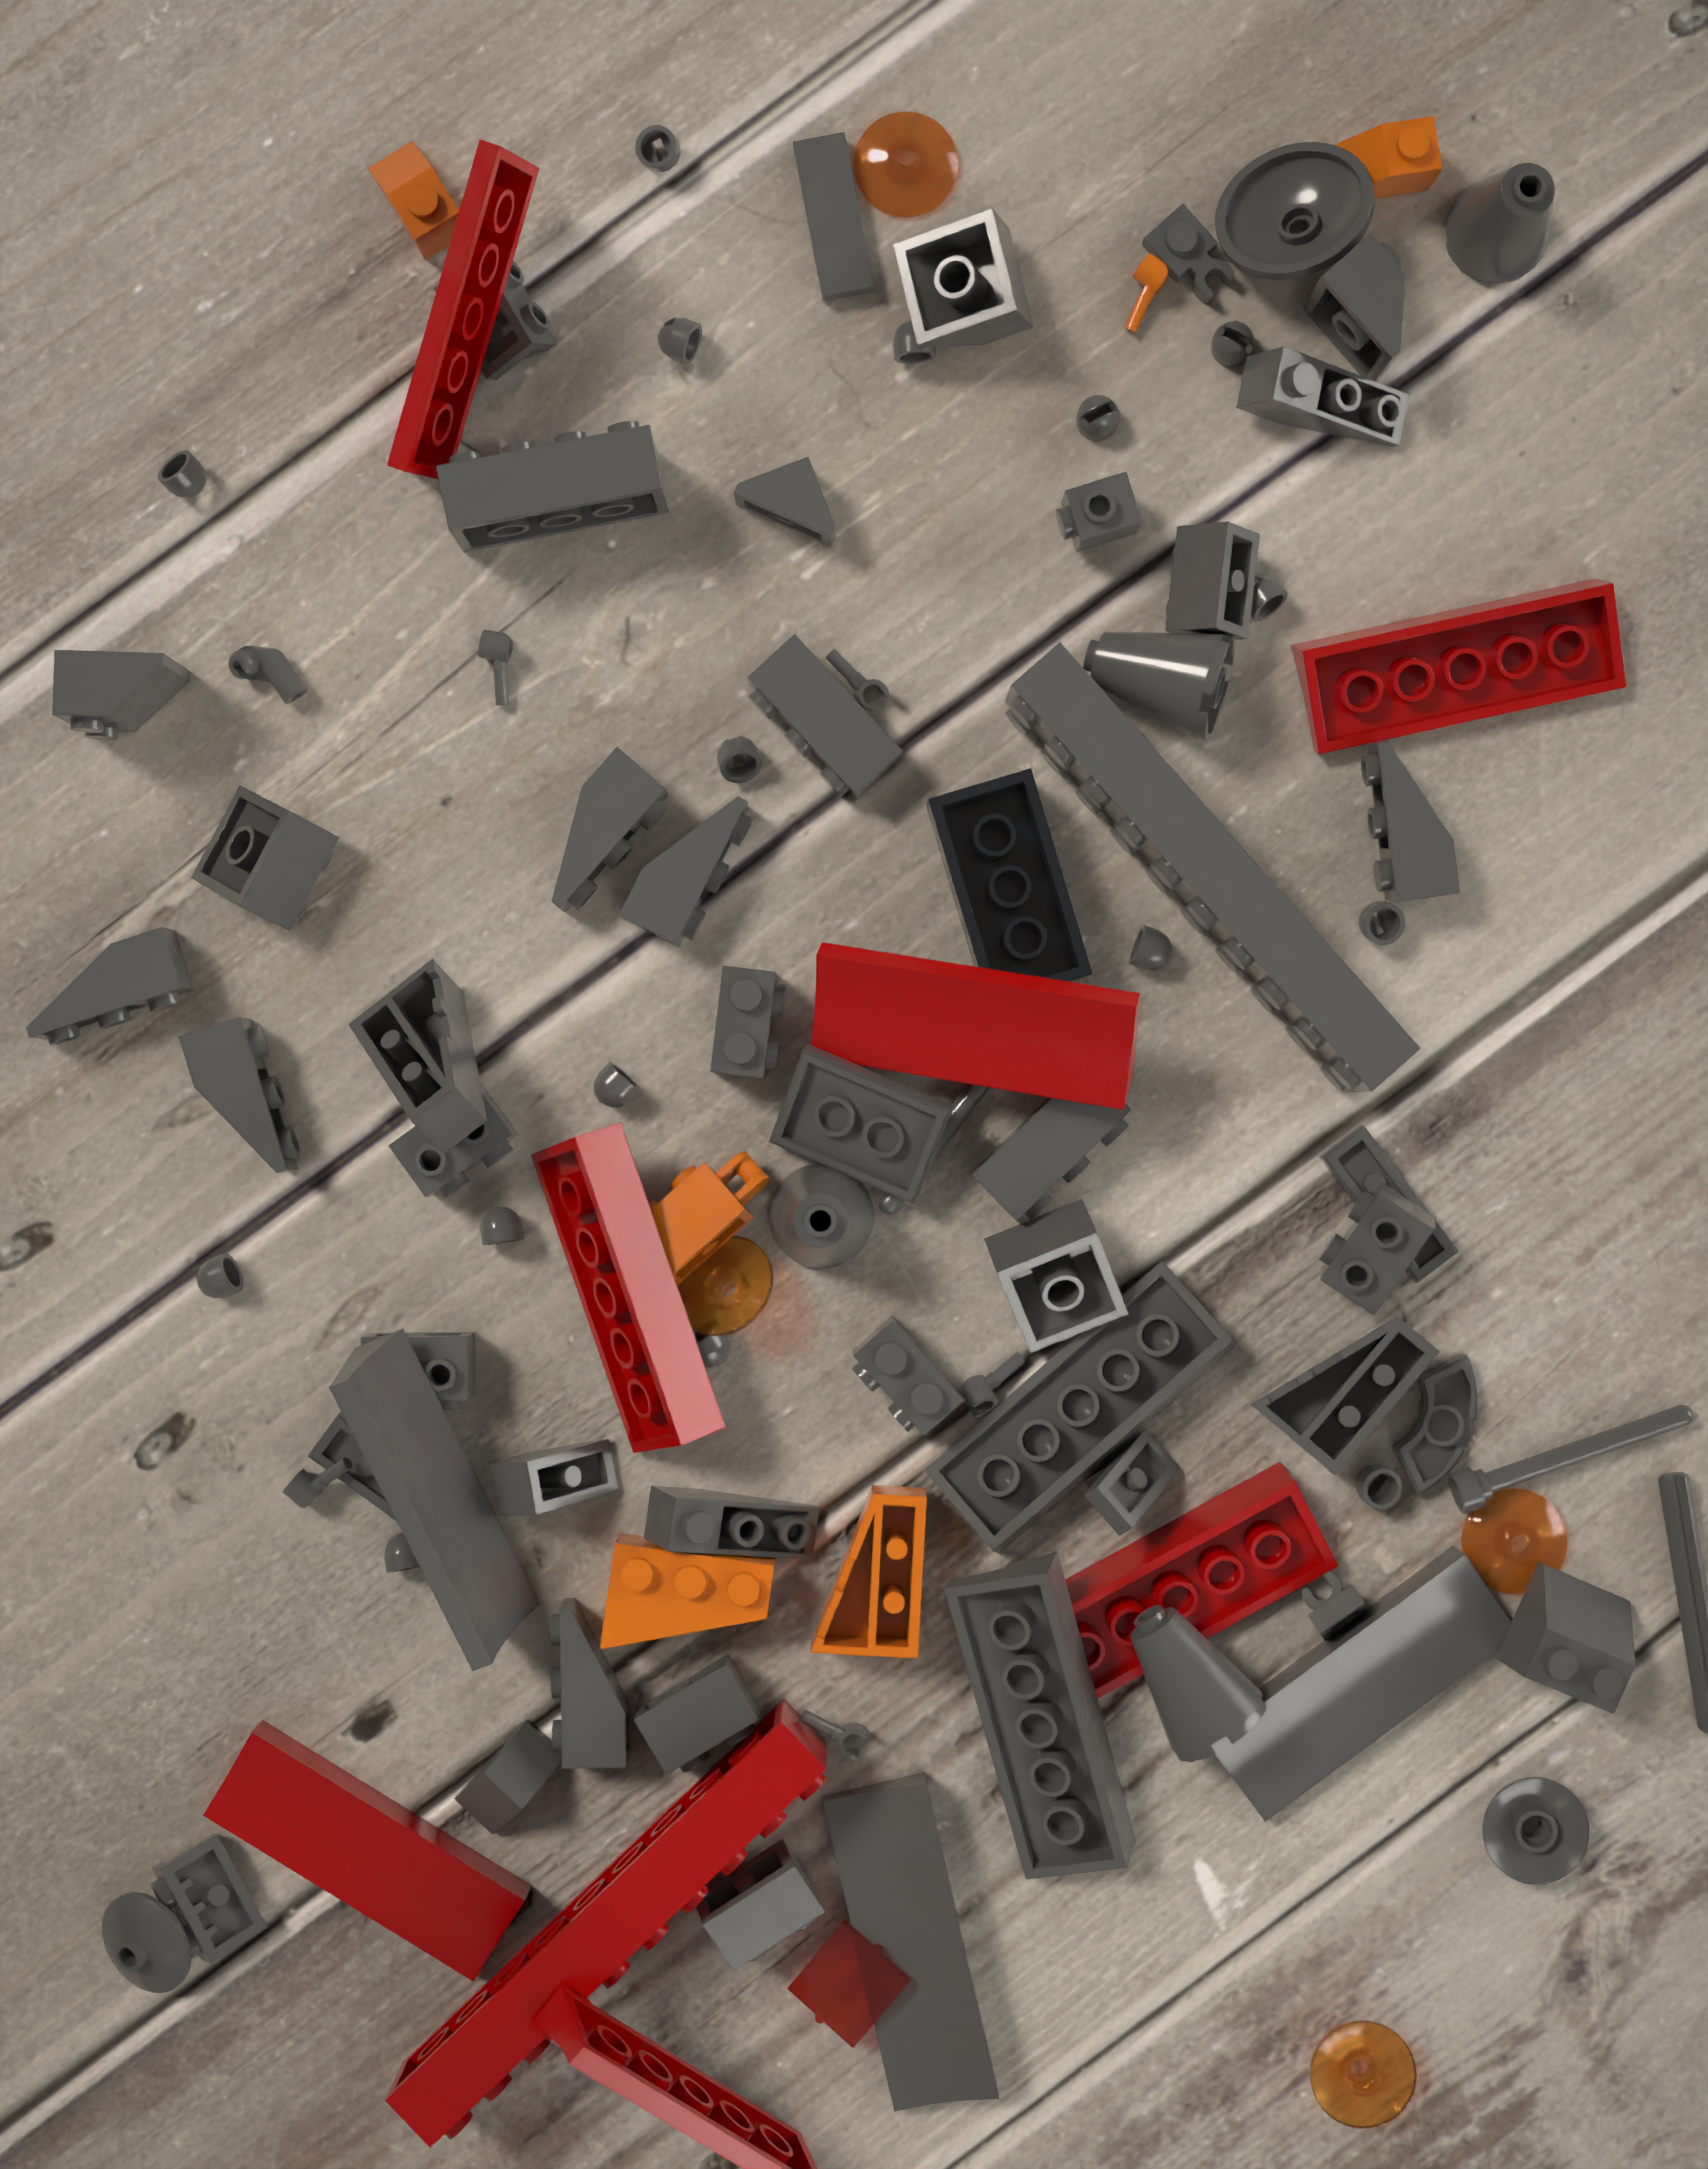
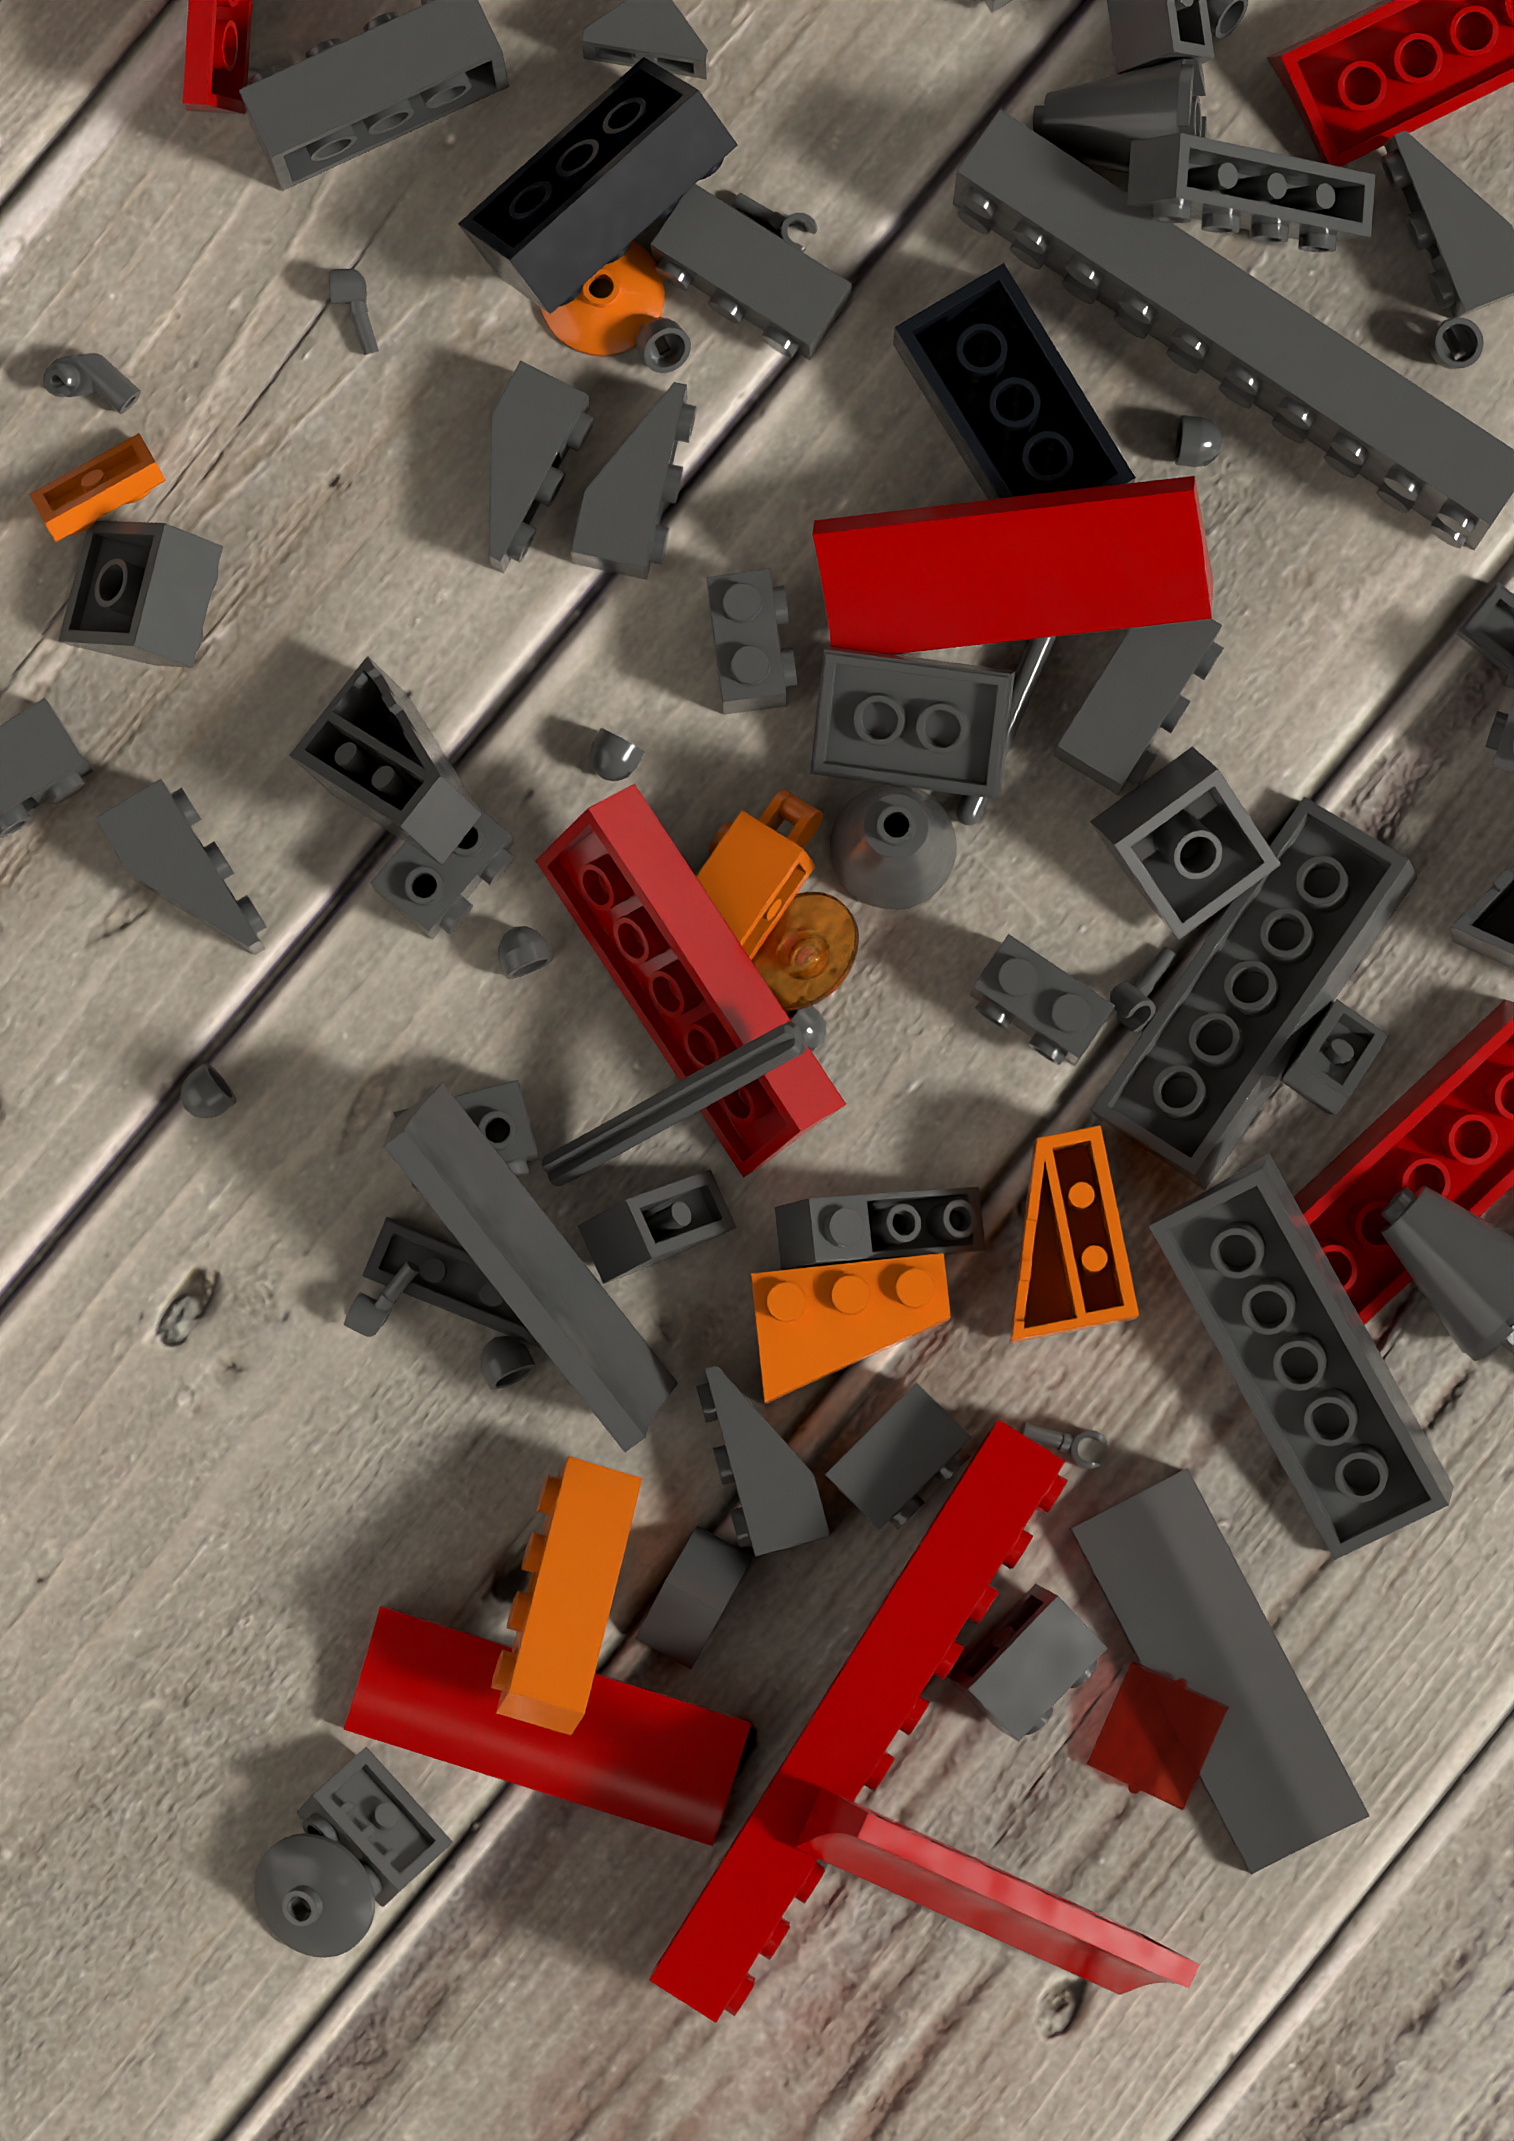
camera: 15 degrees left, 5 degrees down
(250, 762) = (97, 487): none -> orange plate
(401, 1767) = (567, 1596): none -> orange brick
(588, 1392) = (675, 1103): none -> dark grey axle
(703, 730) = (612, 323): none -> orange dish
(717, 617) = (598, 185): none -> black brick
(1248, 759) = (1250, 190): none -> dark grey brick

